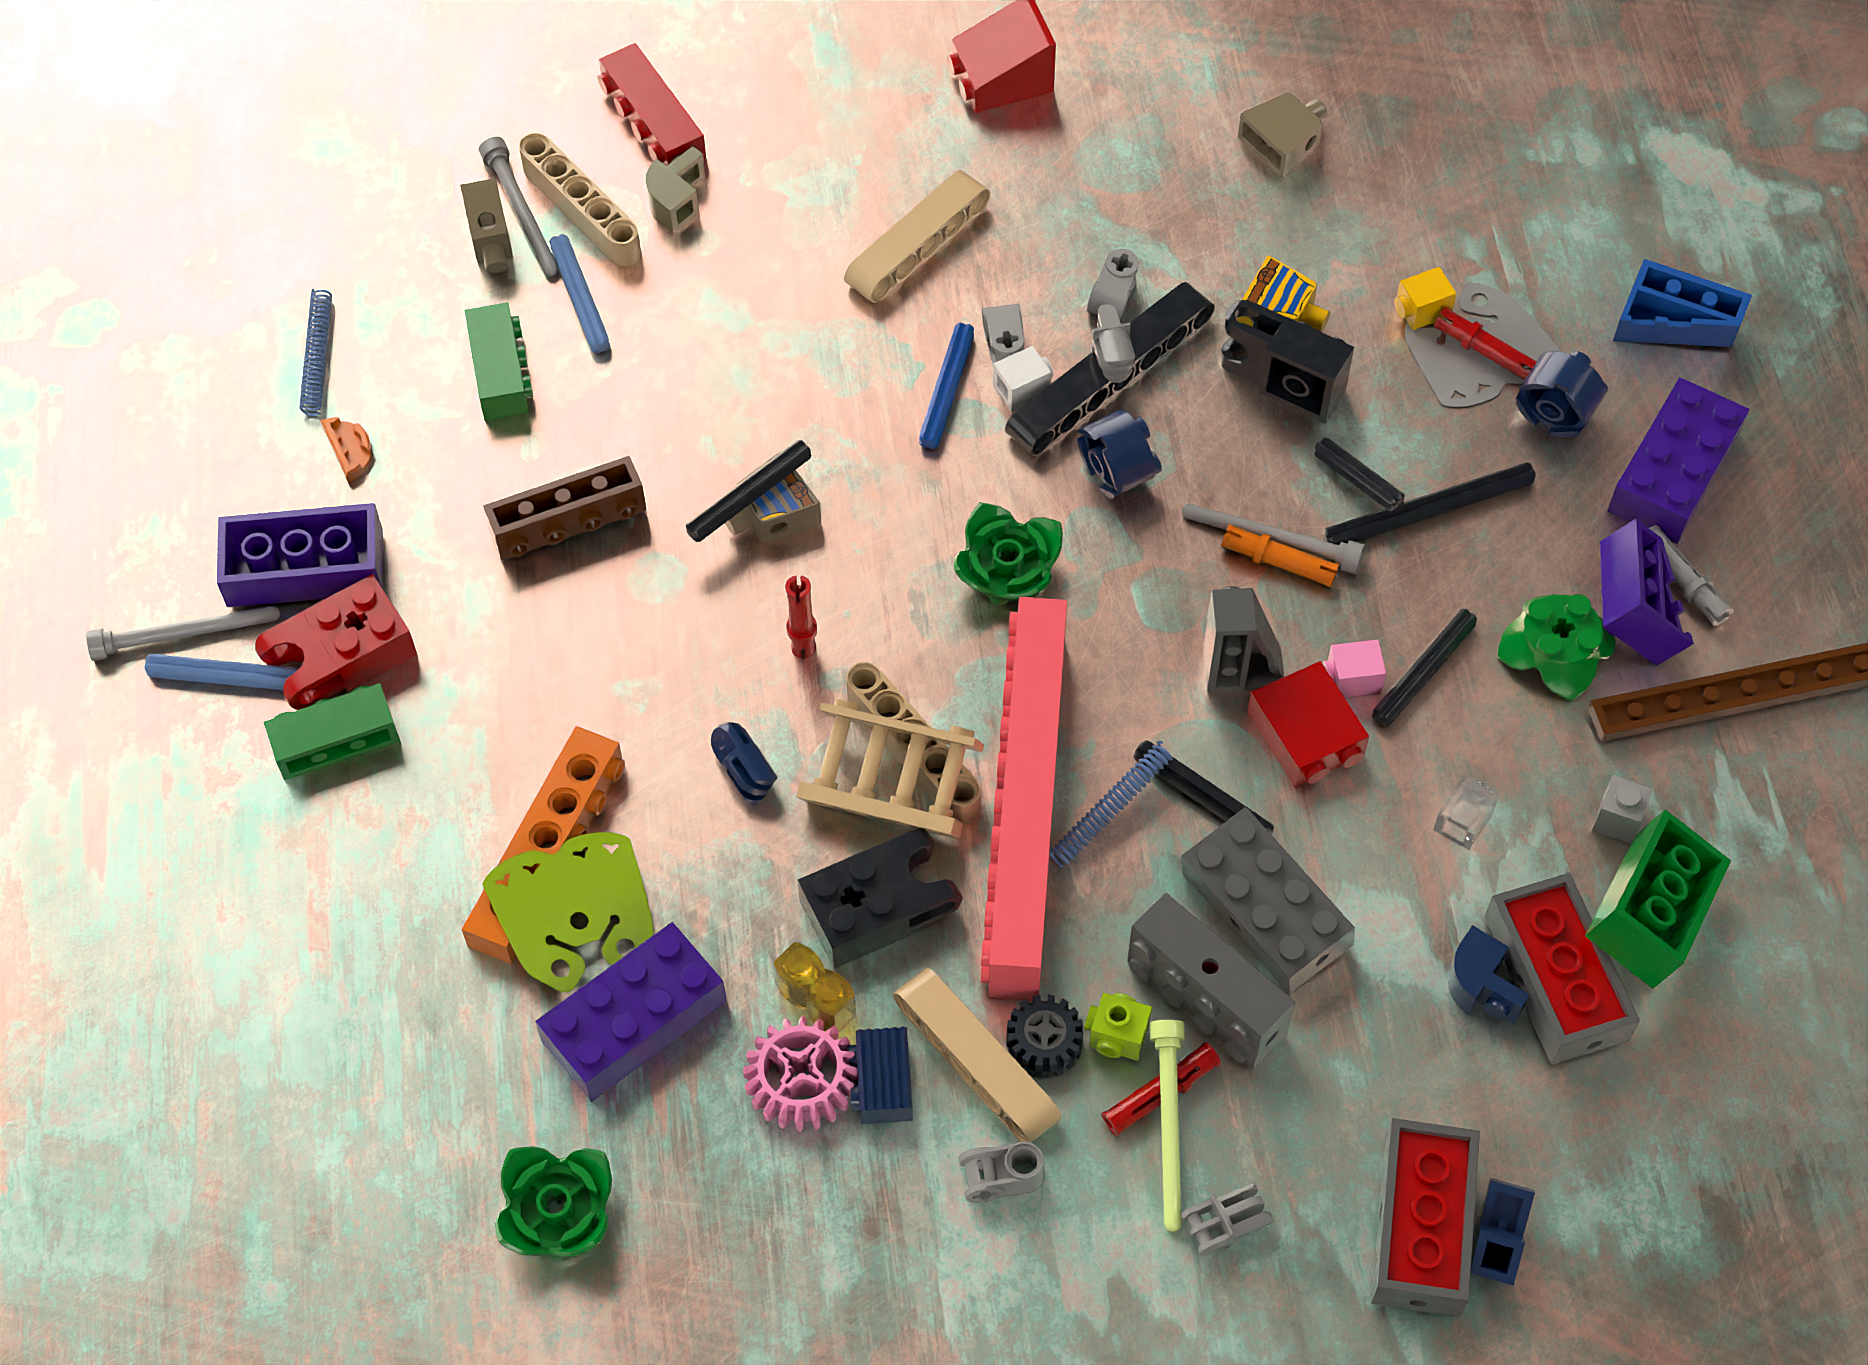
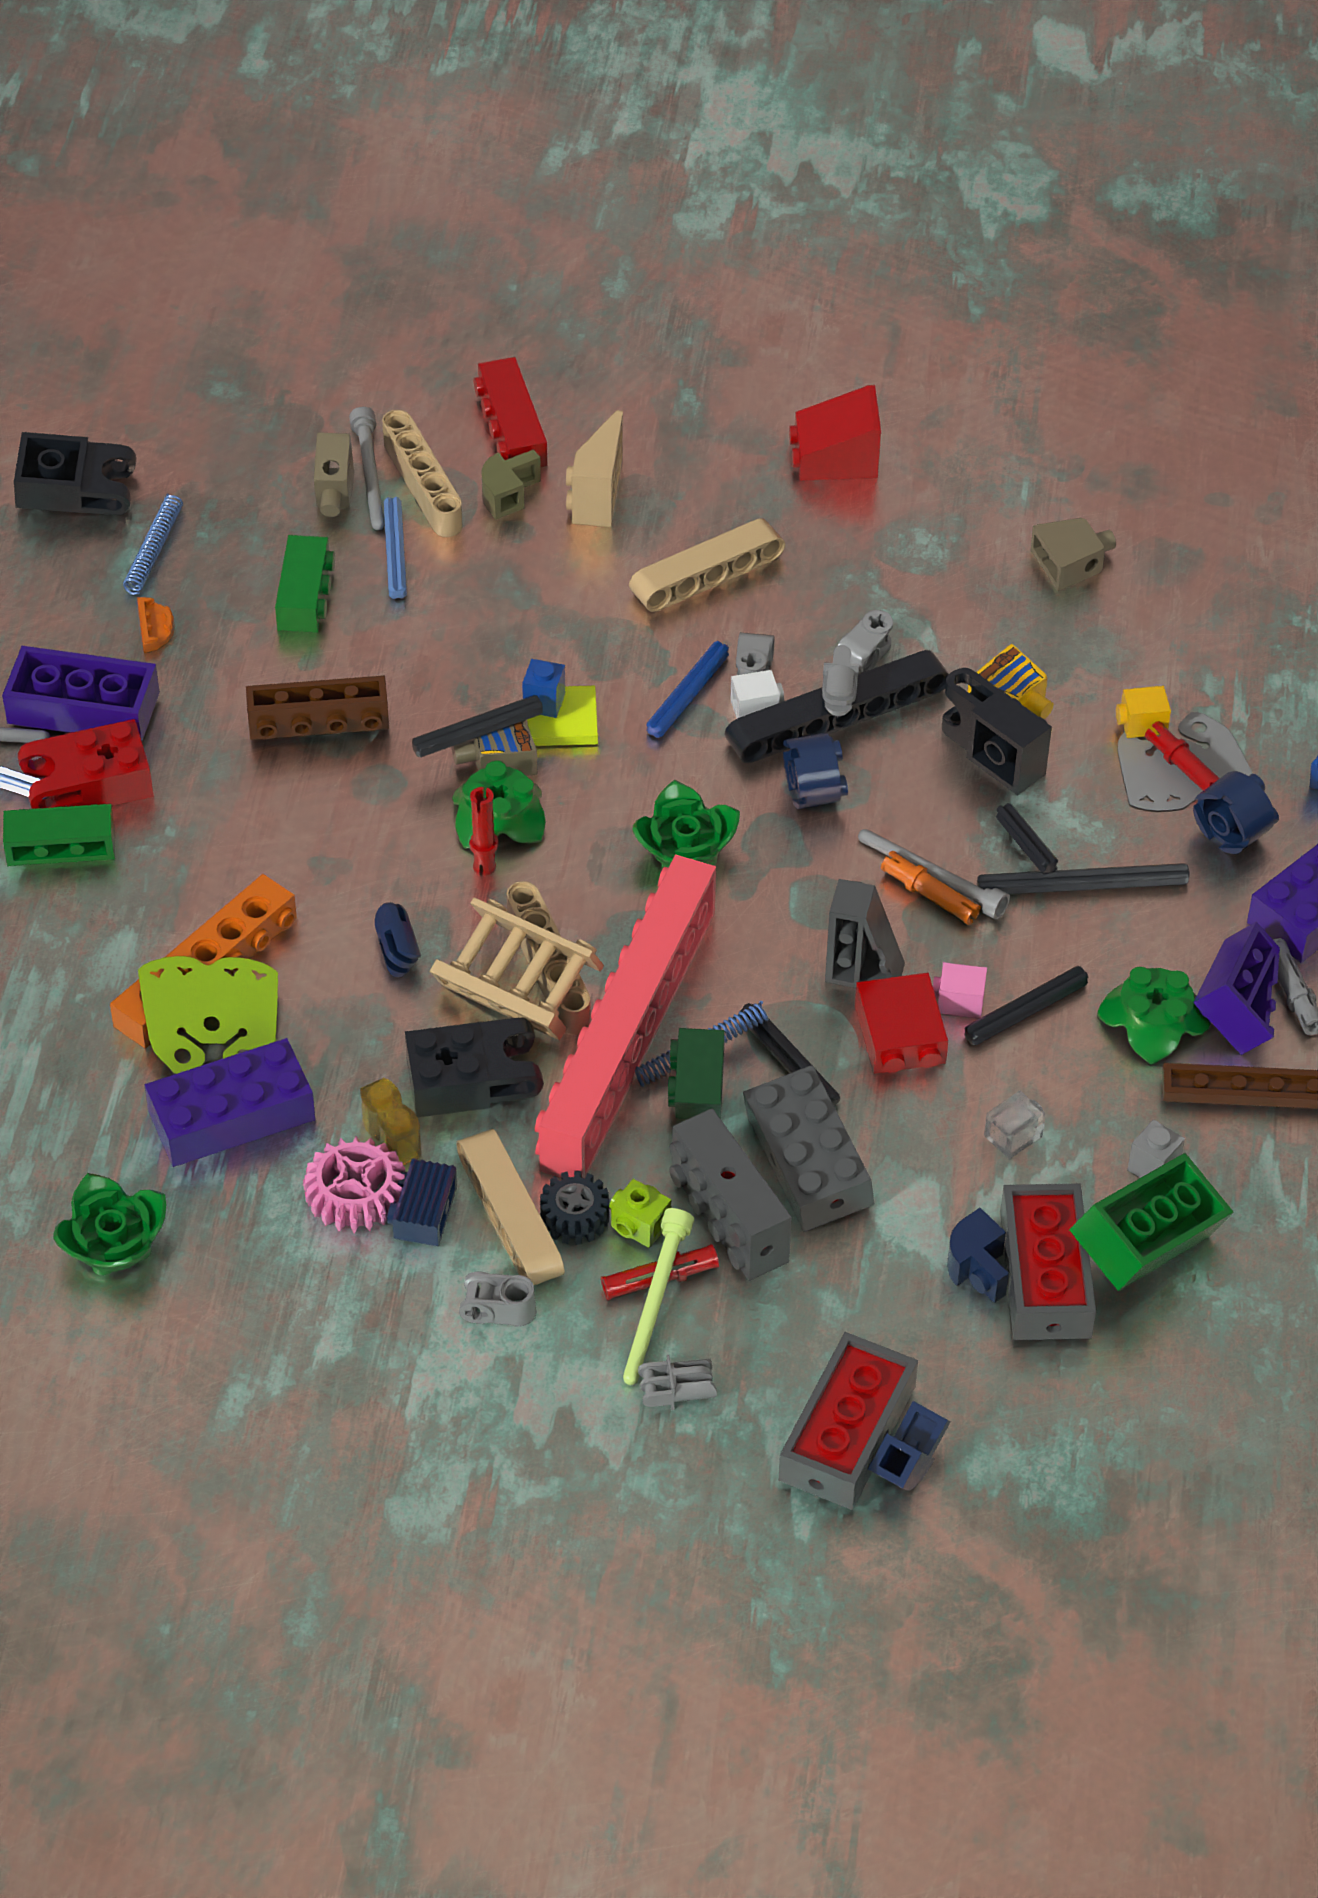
camera: 15 degrees right, 10 degrees down
(201, 291) = (72, 474): none -> black brick
(770, 162) = (597, 475): none -> tan slope
(802, 422) = (546, 682): none -> blue brick
(814, 558) = (514, 804): none -> green brick
(834, 445) = (574, 723): none -> neon yellow tile
(1129, 849) = (699, 1072): none -> dark green brick

